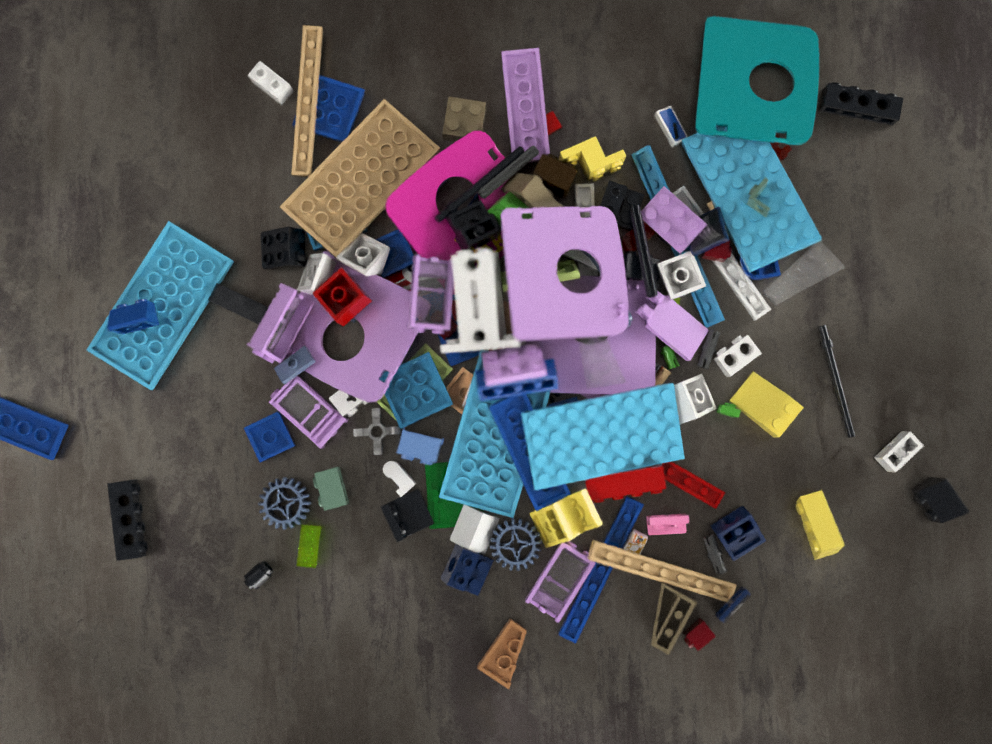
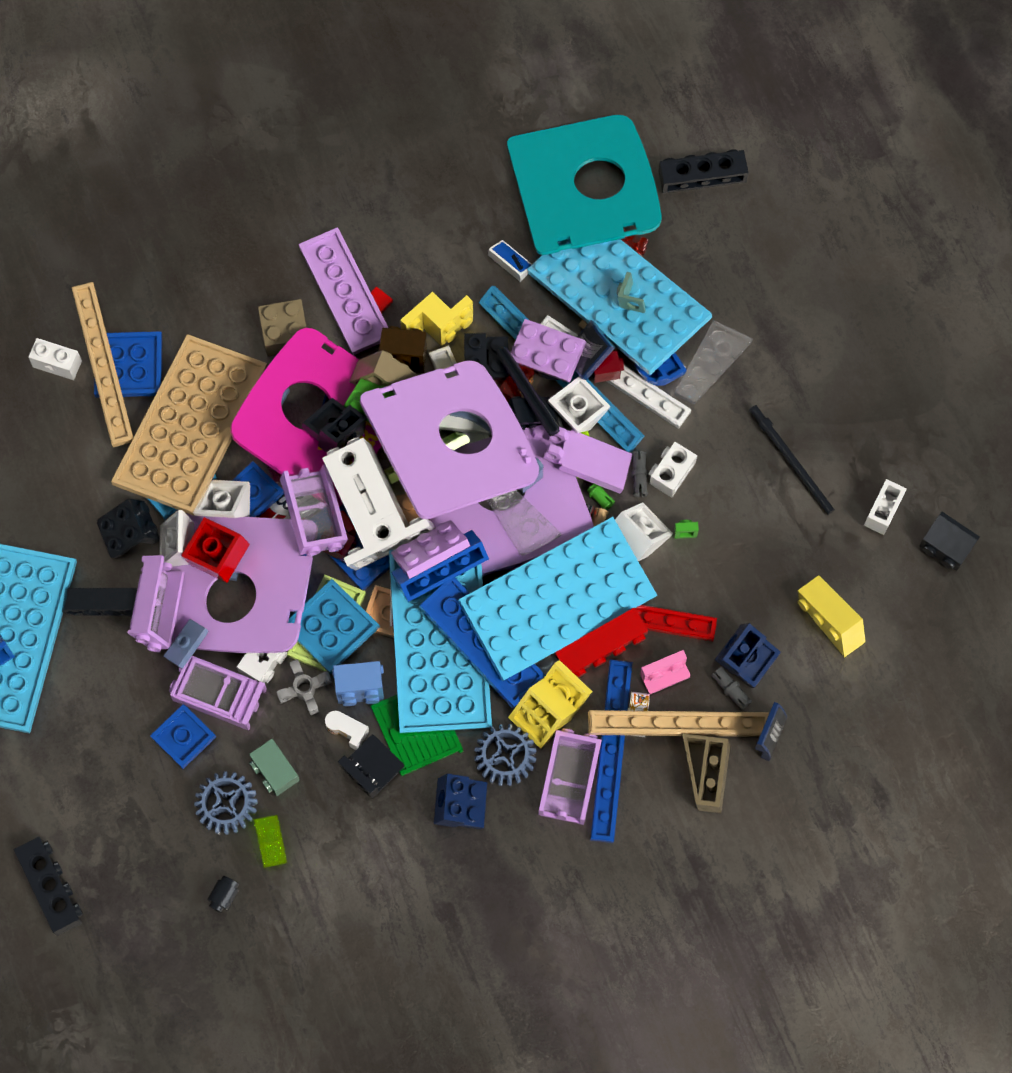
camera: 25 degrees left, 15 degrees down
(453, 206) = (305, 412): black bar -> none
(474, 529) = (452, 754): white slope -> none
(502, 655) = (536, 885): medium nougat wing -> none
(508, 172) = (351, 361): dark grey axle -> none
(698, 635) = (746, 780): dark red brick -> none
(766, 405) = (724, 509): light yellow slope -> none

